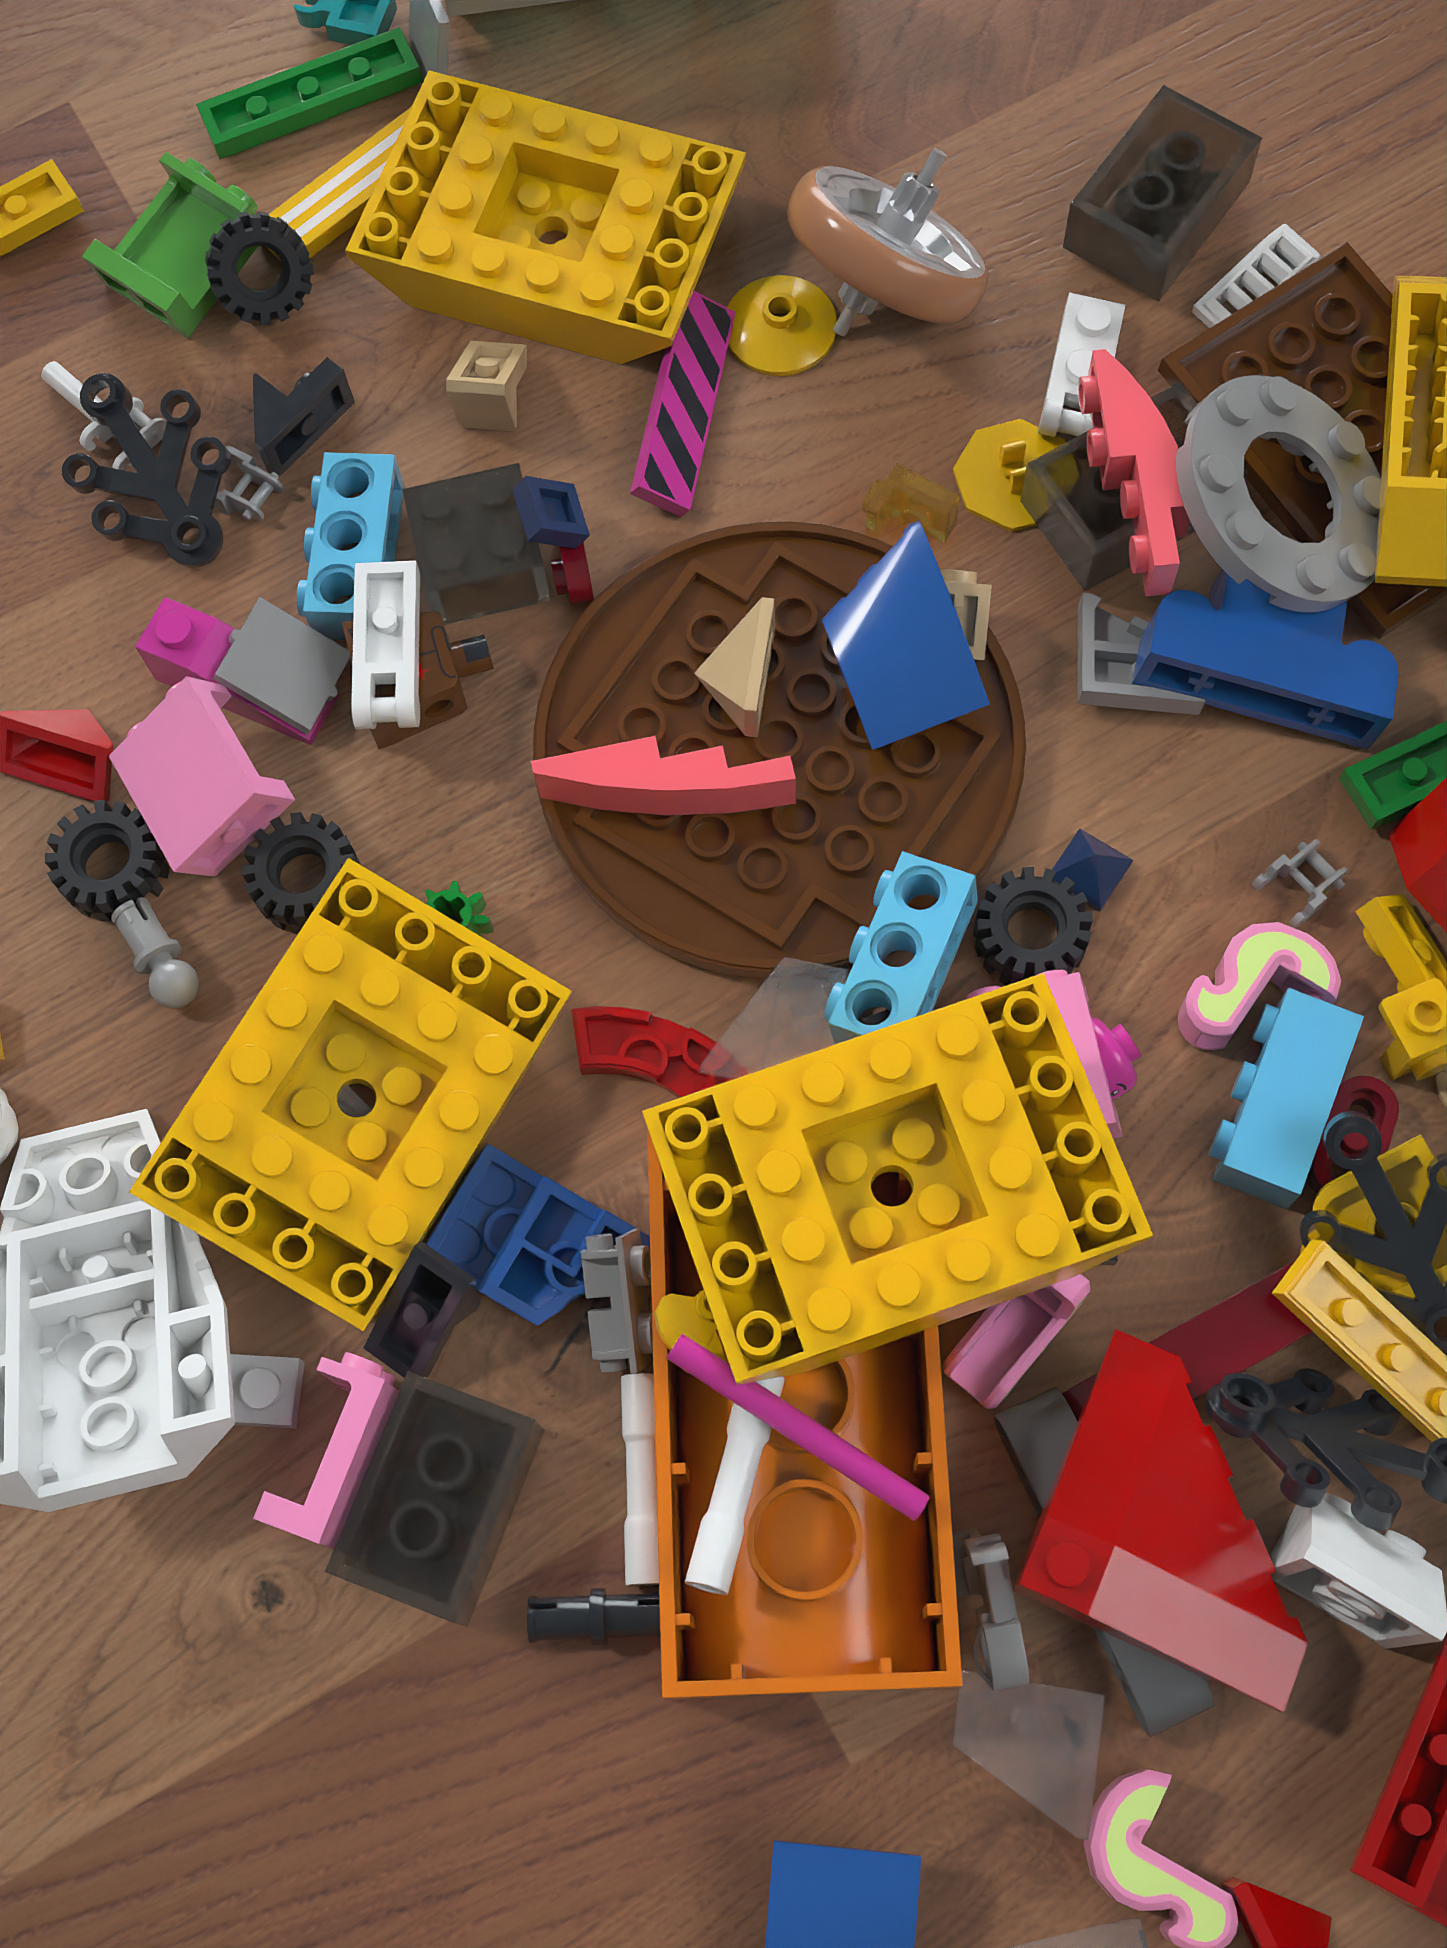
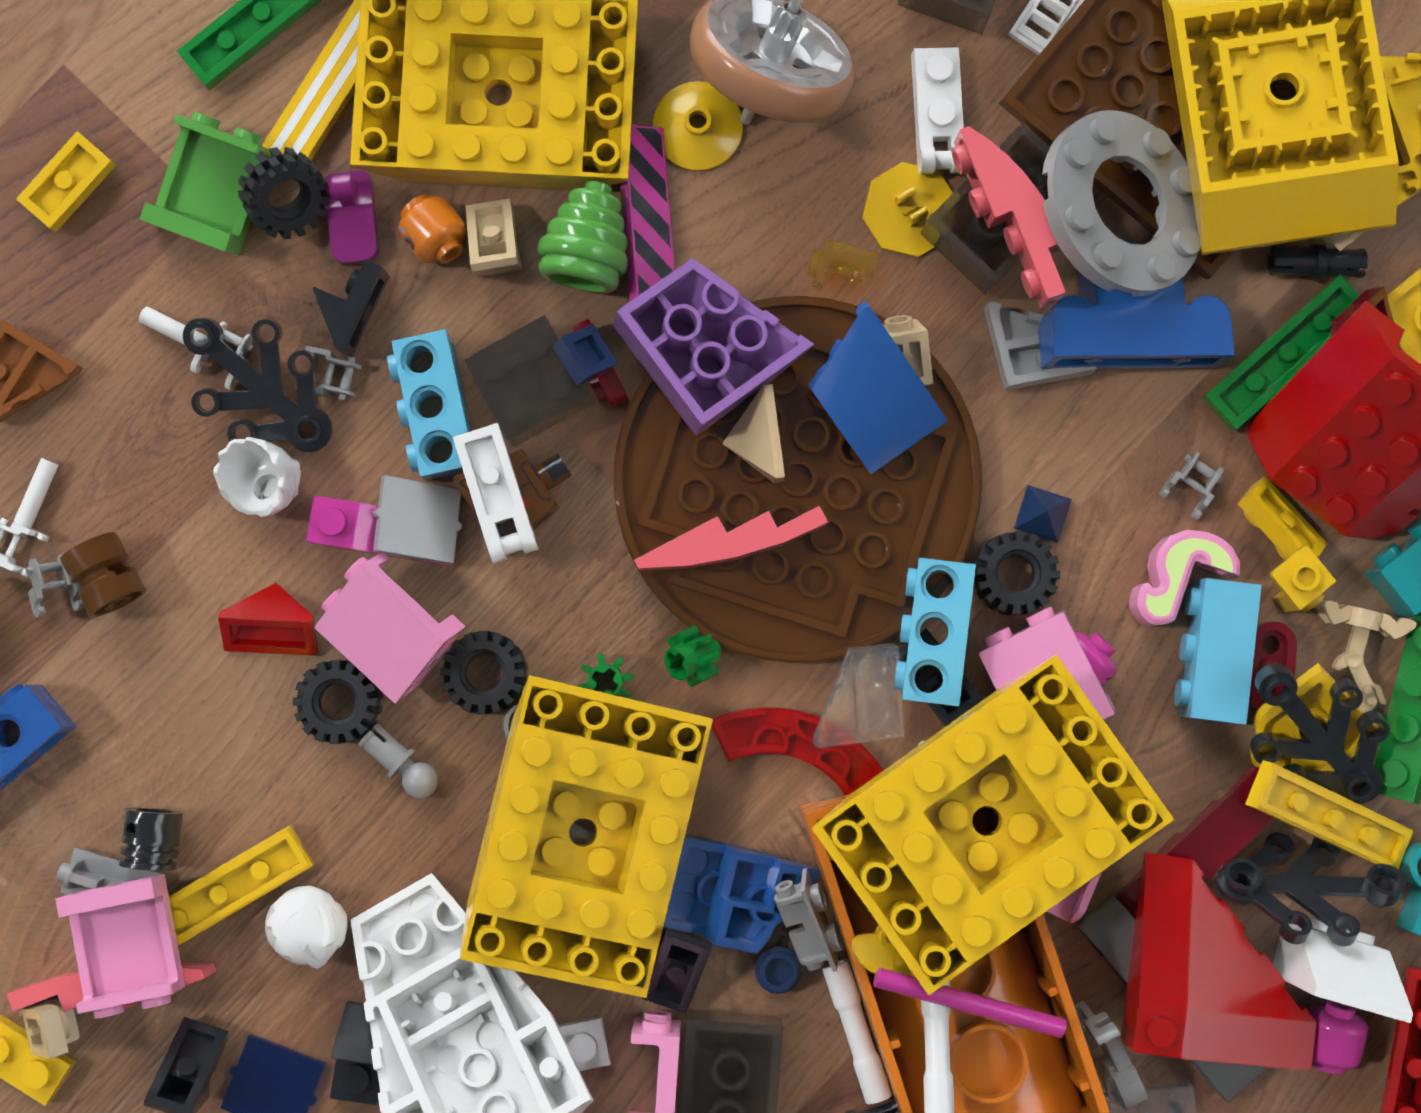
camera: 25 degrees left, 15 degrees up
(109, 568) = (257, 476): none -> white hair
(333, 318) = (352, 218): none -> magenta piece
(419, 350) = (432, 229): none -> orange head
(560, 1363) = (778, 969): none -> dark blue plate
(574, 918) = (692, 656): none -> green gear
(597, 403) = (586, 241): none -> bright green piece
(705, 537) = (705, 343): none -> medium lavender wedge
(1336, 1685) = (1338, 1037): none -> dark pink head

